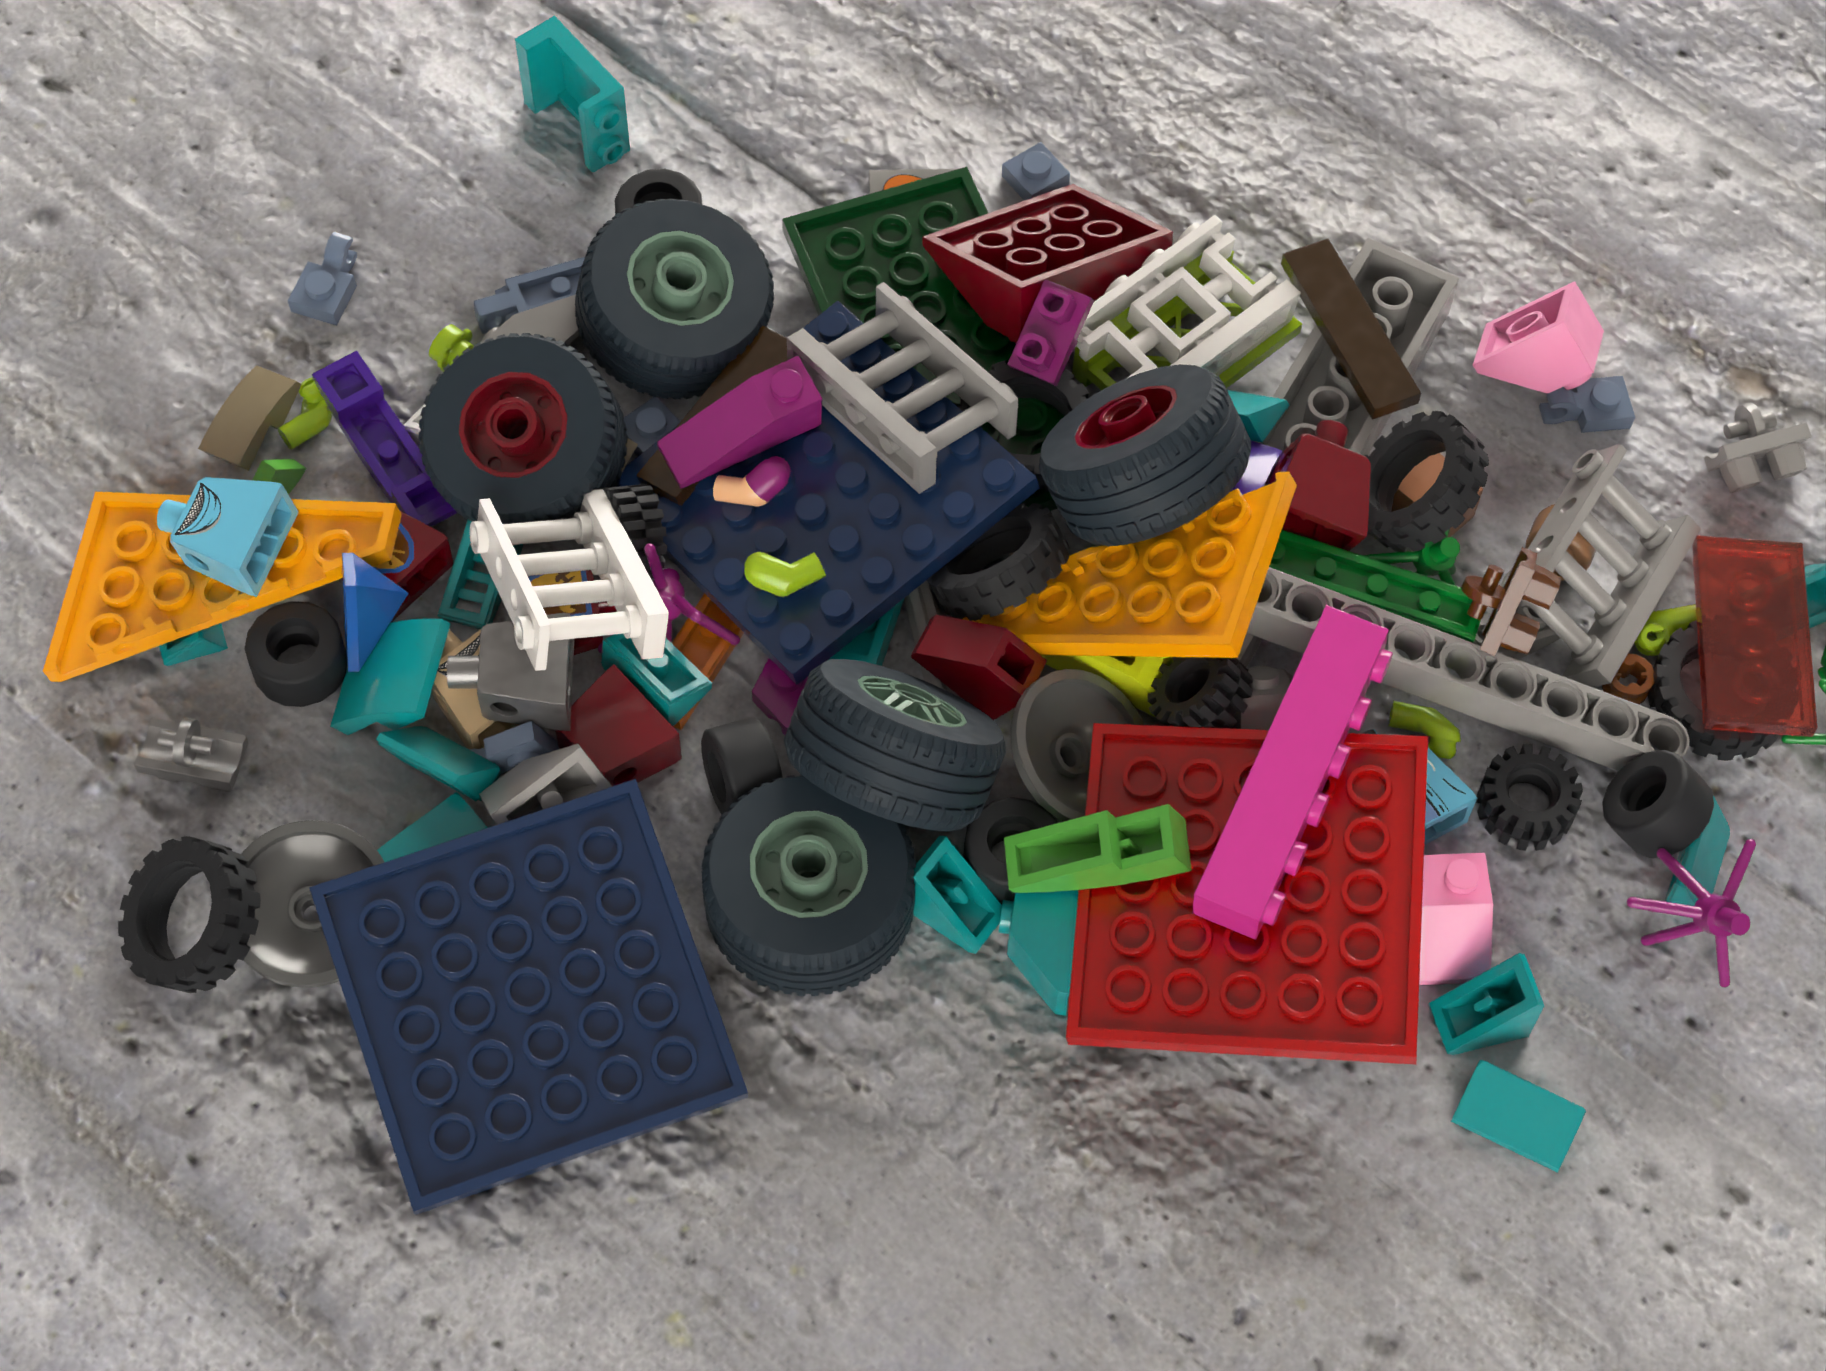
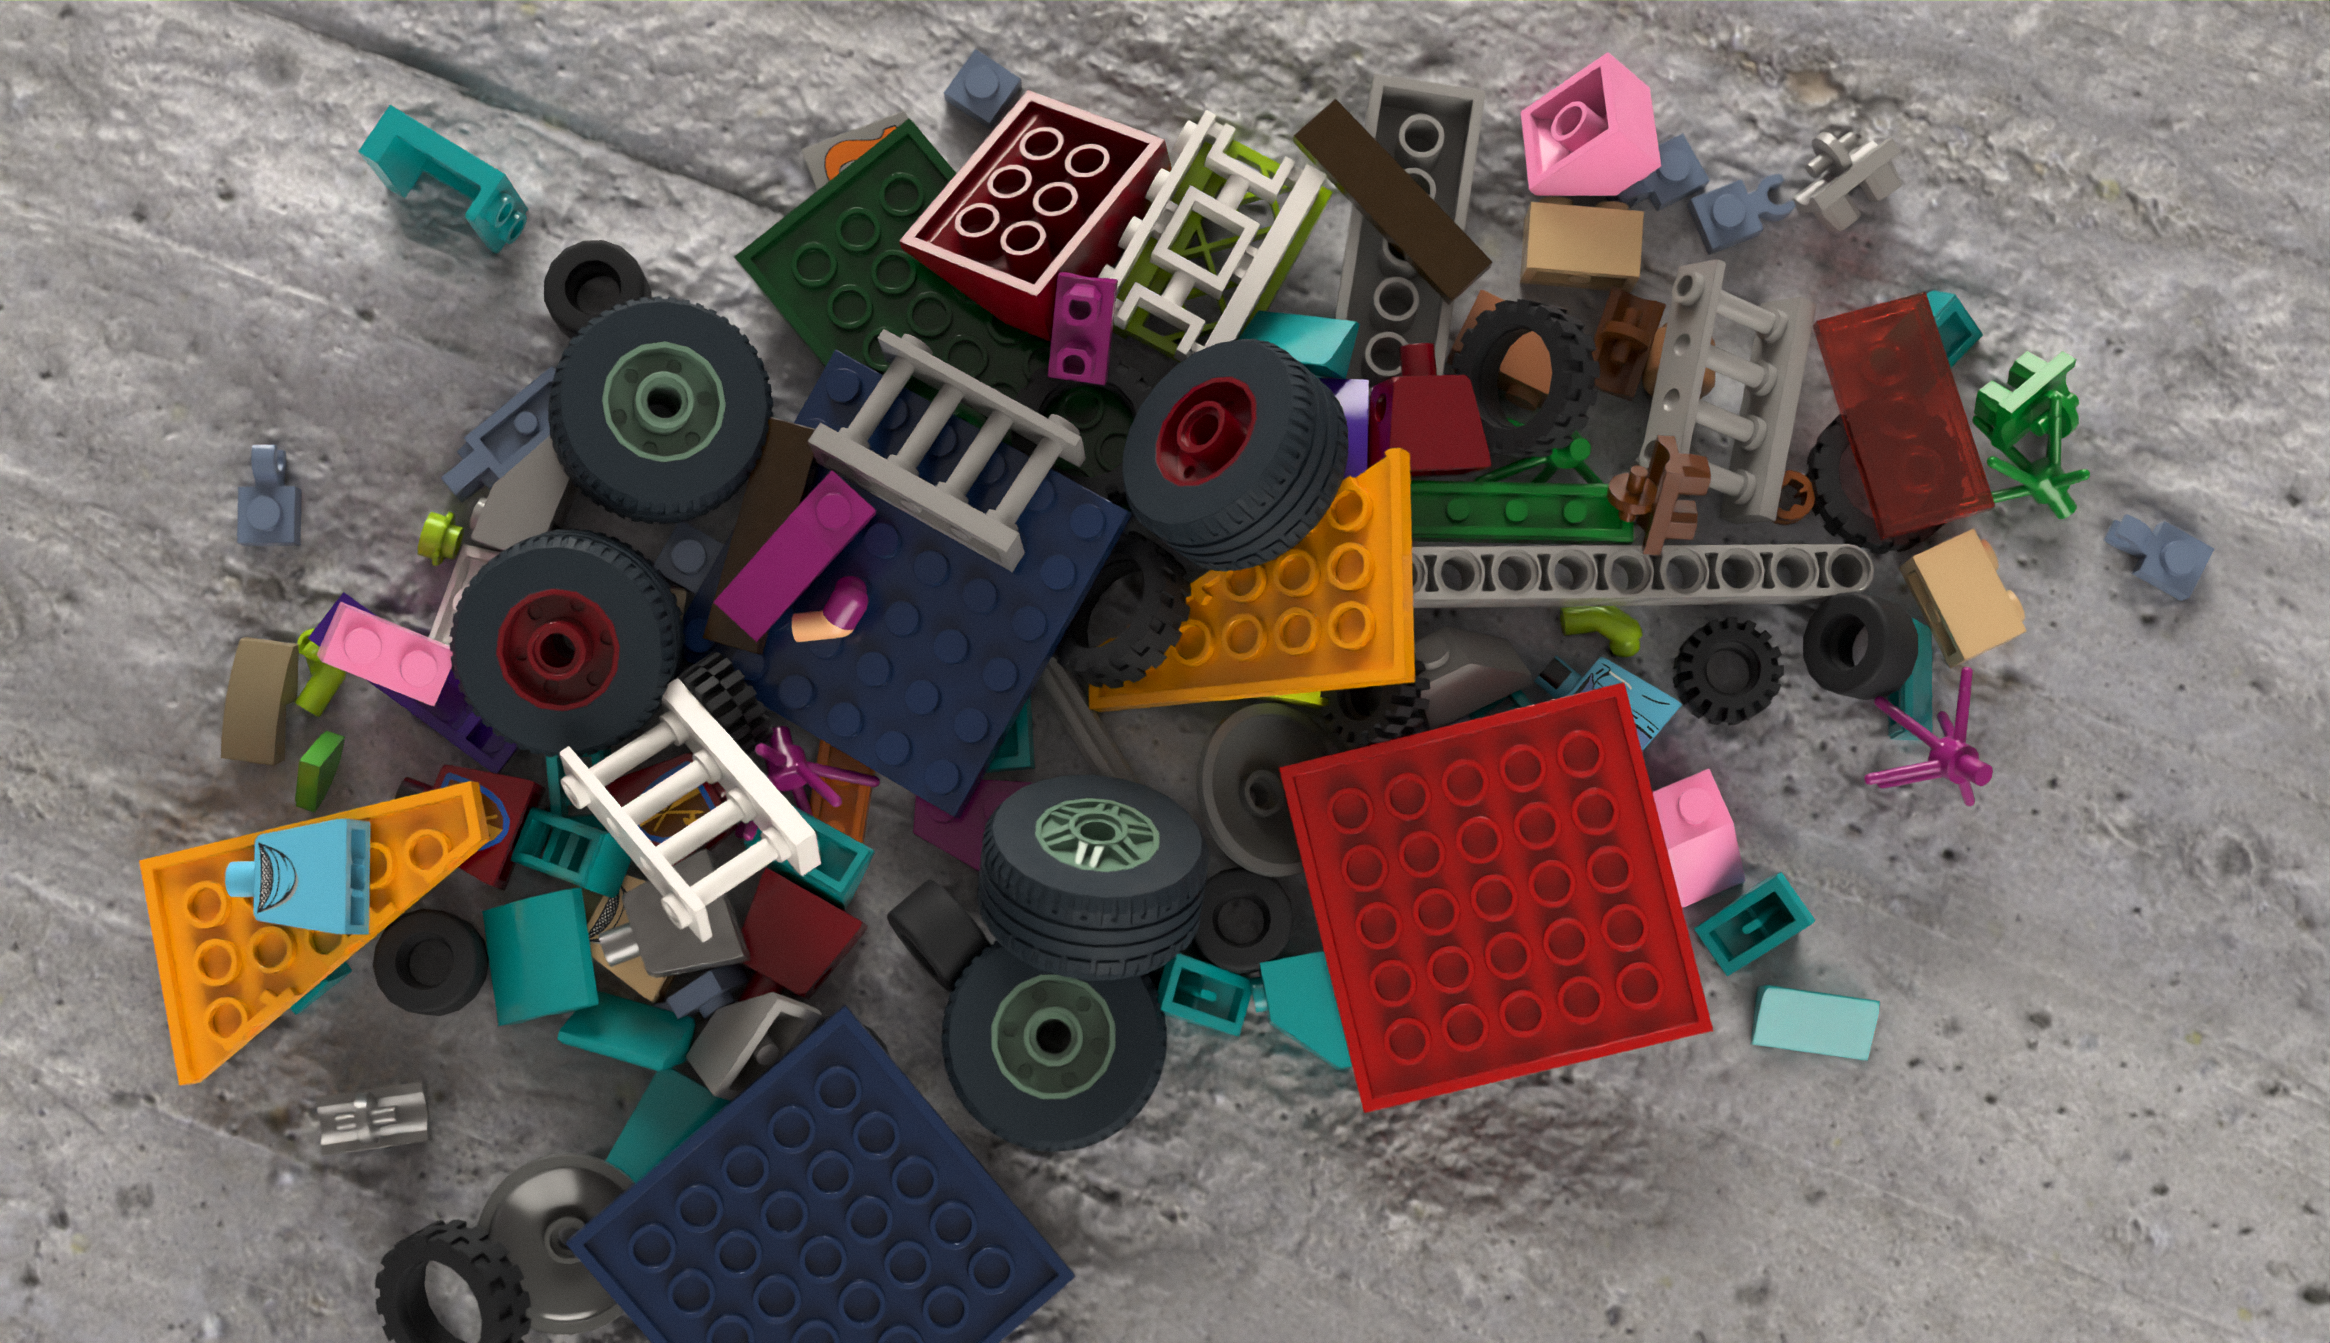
camera: 20 degrees left, 20 degrees up
(368, 607) = (488, 901): blue slope -> none
(369, 397) = (386, 654): none -> bright pink brick
(458, 598) = (573, 852): none -> teal slope
(781, 577) = (903, 719): lime arm -> none
(978, 662) = (1137, 732): dark red slope -> none
(1098, 851) = (1333, 918): bright green slope -> none
(1290, 773) = (1504, 774): dark pink brick -> none
(1512, 426) = (1581, 245): none -> tan brick
(1513, 511) = (1624, 341): none -> reddish brown hips
(1653, 454) = (1733, 215): none -> sand blue plate
(1661, 626) = (1808, 422): lime arm -> none
(1768, 802) = (1963, 597): none -> tan brick

